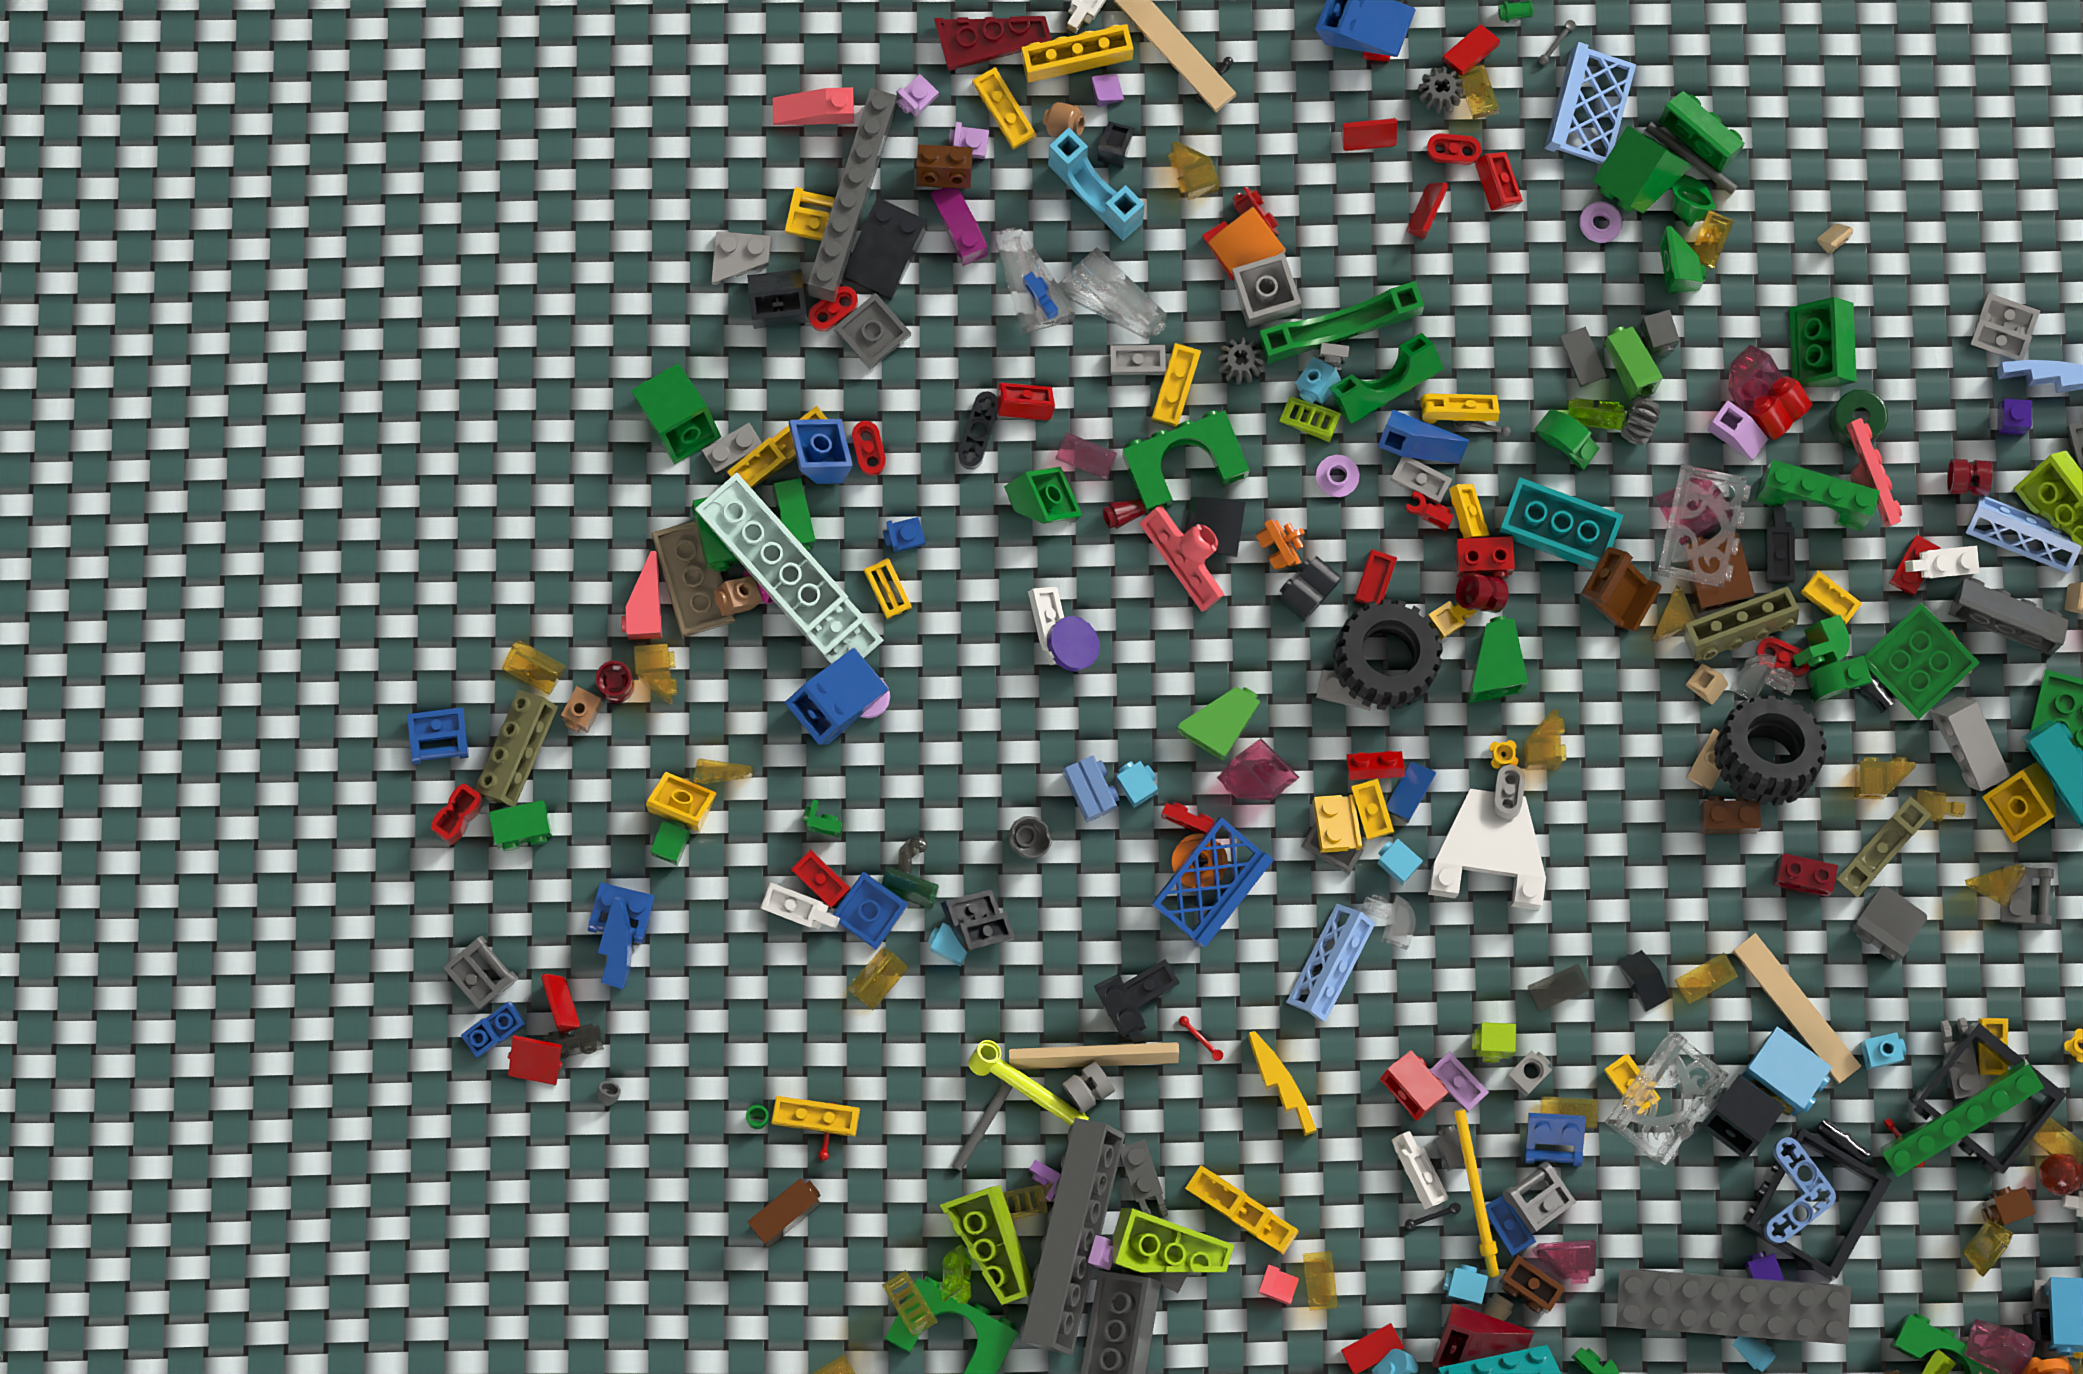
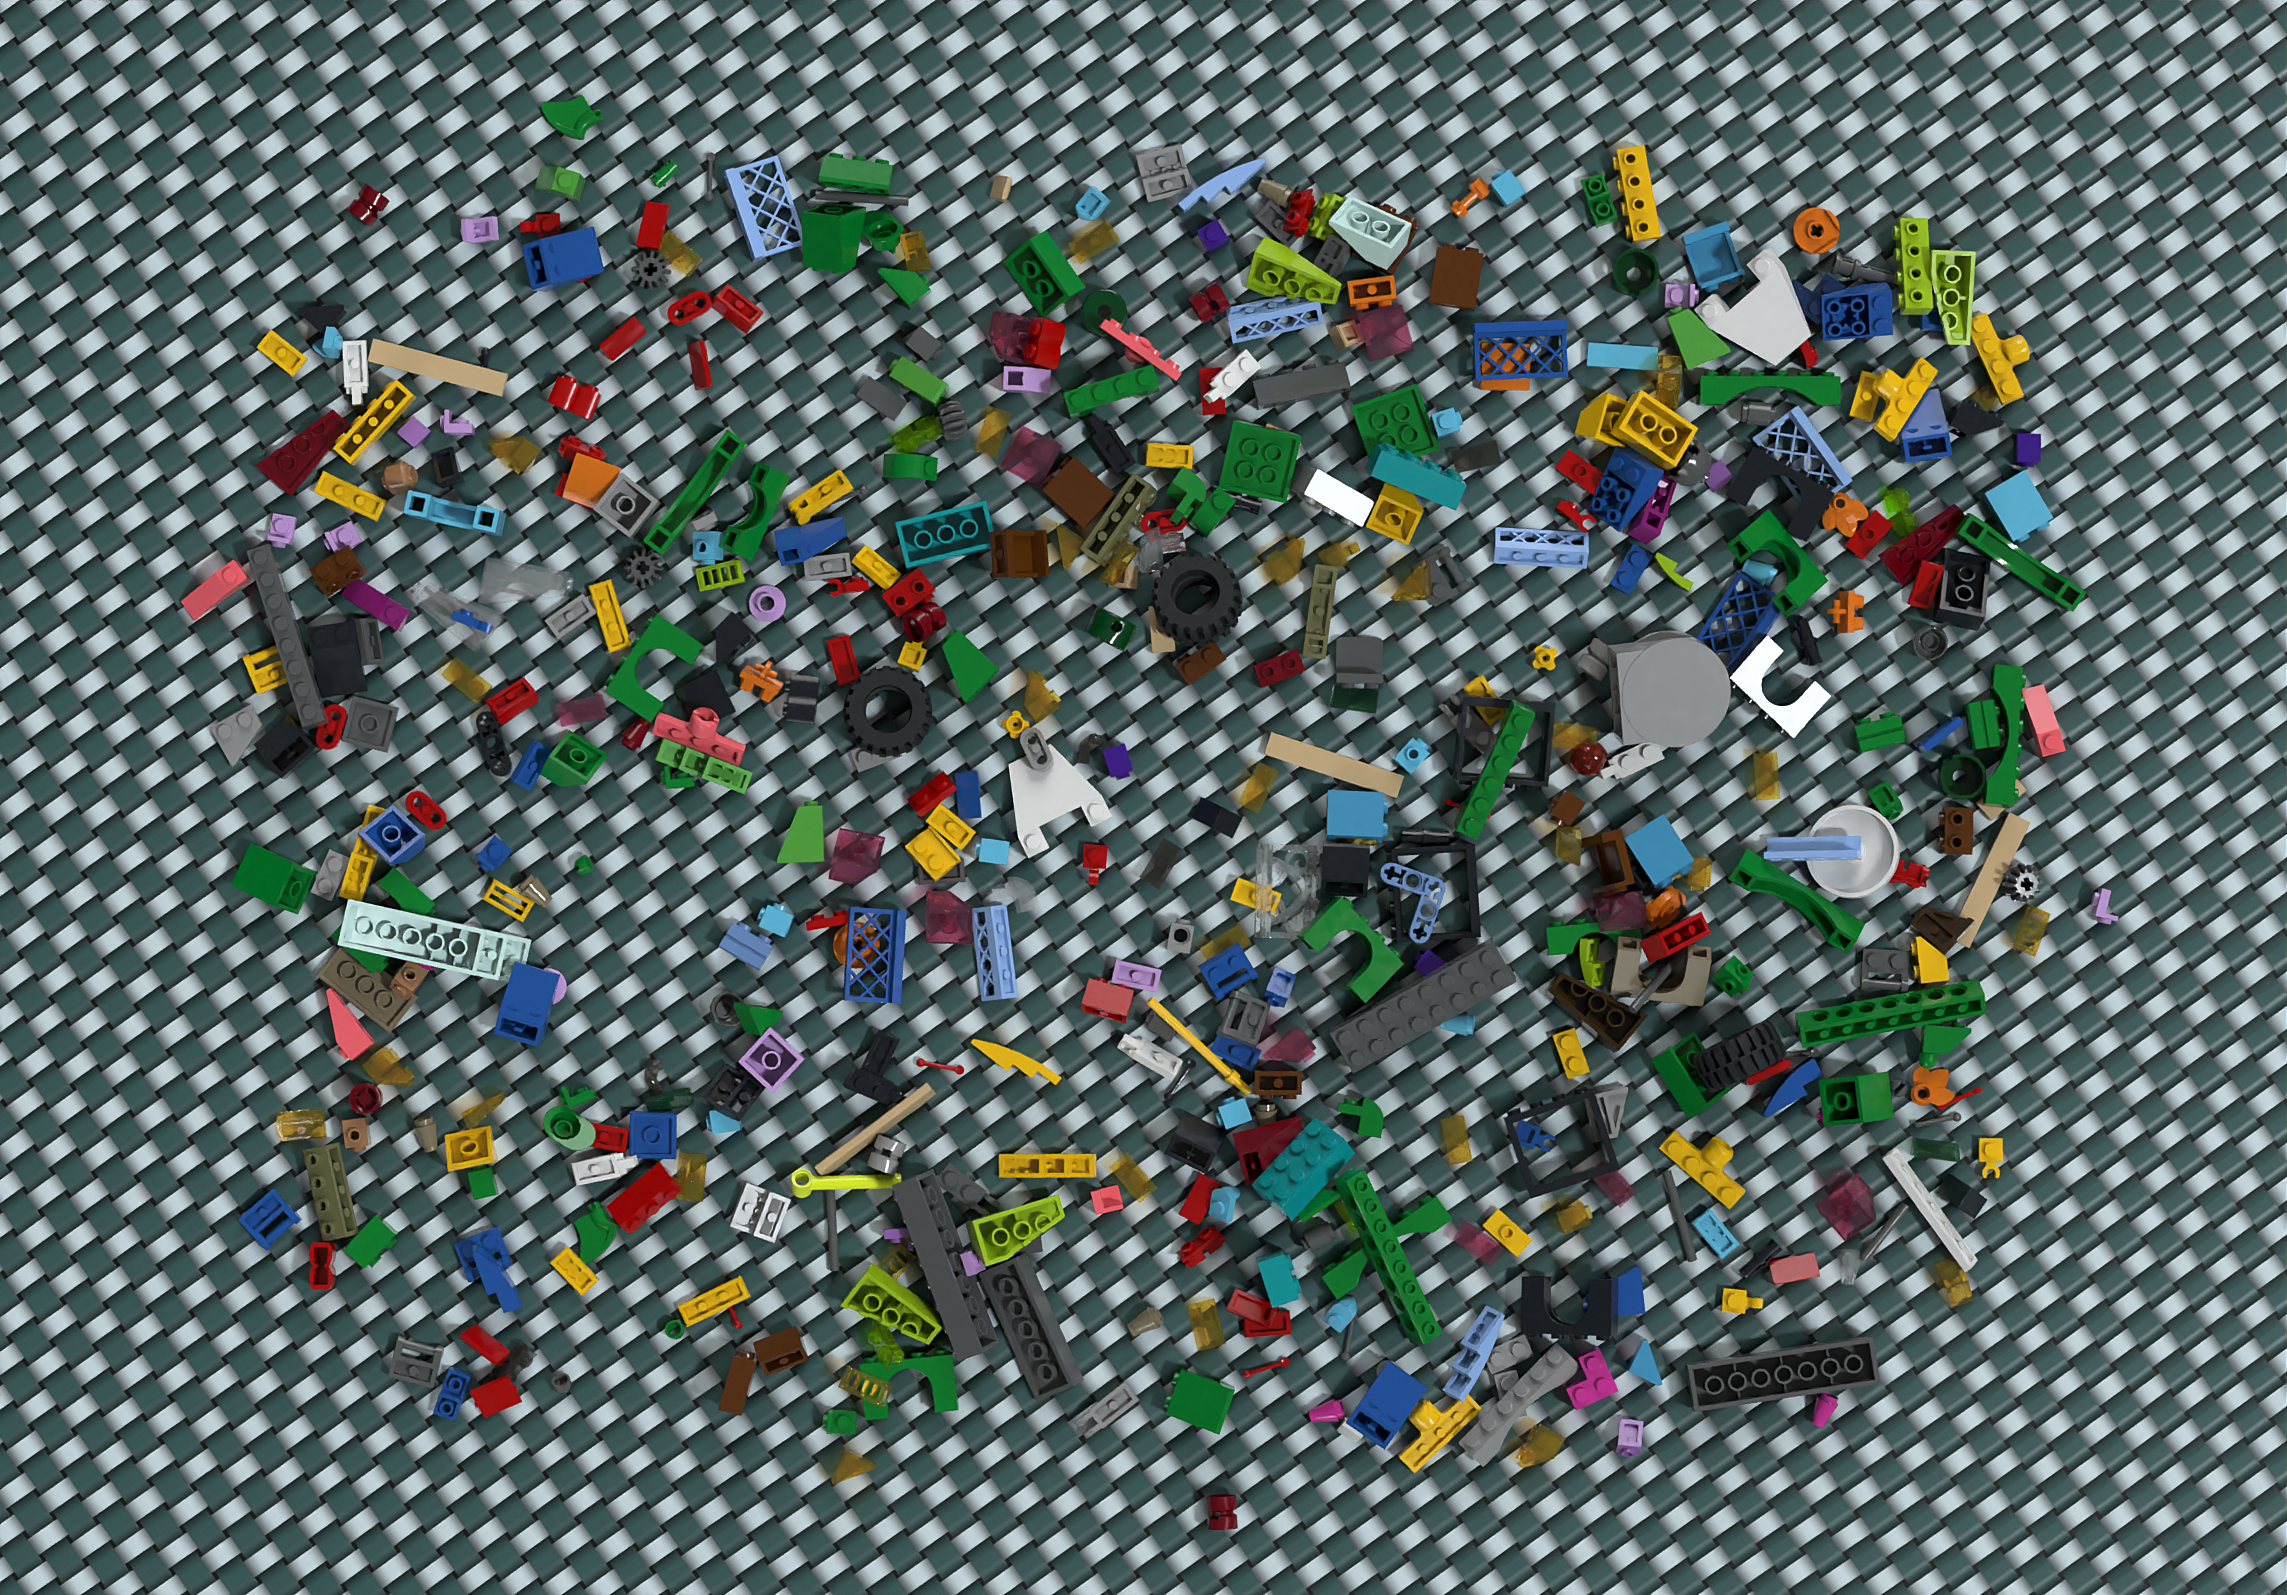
camera: 30 degrees left, 10 degrees up
(649, 757) = (427, 1133): none -> dark tan cone
(699, 991) = (574, 1271): none -> yellow plate
(746, 969) = (595, 1232): none -> green arm
(792, 845) = (568, 1128): none -> green piece
(818, 965) = (644, 1198): none -> red brick
(848, 1210) = (781, 1349): none -> reddish brown brick
(857, 1324) = (840, 1421): none -> green bracket
(920, 596) = (535, 891): none -> dark tan cone
(922, 1059) = (759, 1212): none -> slope
(924, 256) = (369, 644): none -> dark grey tile
(985, 605) = (584, 864): none -> green hinge
(995, 352) = (467, 680): none -> clear yellow plate
(999, 473) = (530, 765): none -> blue plate
(1039, 915) = (771, 1060): none -> lavender brick
(1046, 612) = (638, 848): white hinge -> none
(1052, 863) = (756, 1018): none -> green slope
(1073, 643) = (664, 852): dark purple tile -> none
(1135, 586) = (681, 781): none -> green bracket
(1153, 113) = (460, 427): none -> lavender bracket
(1168, 587) = (703, 766): none -> bright green slope
(1283, 481) = (730, 637): none -> black slope
(1285, 159) = (575, 398): none -> red brick
(1308, 897) = (947, 919): none -> clear pink slope
(1406, 1288) = (1195, 1142): none -> black slope
(1493, 939) = (1094, 858): none -> red plate
(1494, 1041) = (1141, 934): lime brick -> none
(1561, 822) = (1088, 744): none -> clear smoke arm
(1582, 858) = (1118, 761): none -> dark purple brick
(1595, 1191) = (1279, 987): none -> blue bracket
(1607, 211) = (829, 302): lavender piece -> none
(1653, 720) = (1100, 628): none -> dark green piece
(1669, 459) = (992, 431): none -> clear yellow plate
(1689, 491) = (1017, 454): clear fence -> none
(1713, 665) = (1119, 563): none -> clear yellow slope
(1718, 1231) = (1379, 961): none -> green arch
(1859, 957) = (1354, 699): none -> clear green slope
(1892, 346) = (1094, 242): none -> clear yellow plate
(1913, 310) = (1091, 204): none -> medium azure plate
(2021, 1290) = (1612, 861): none -> reddish brown panel

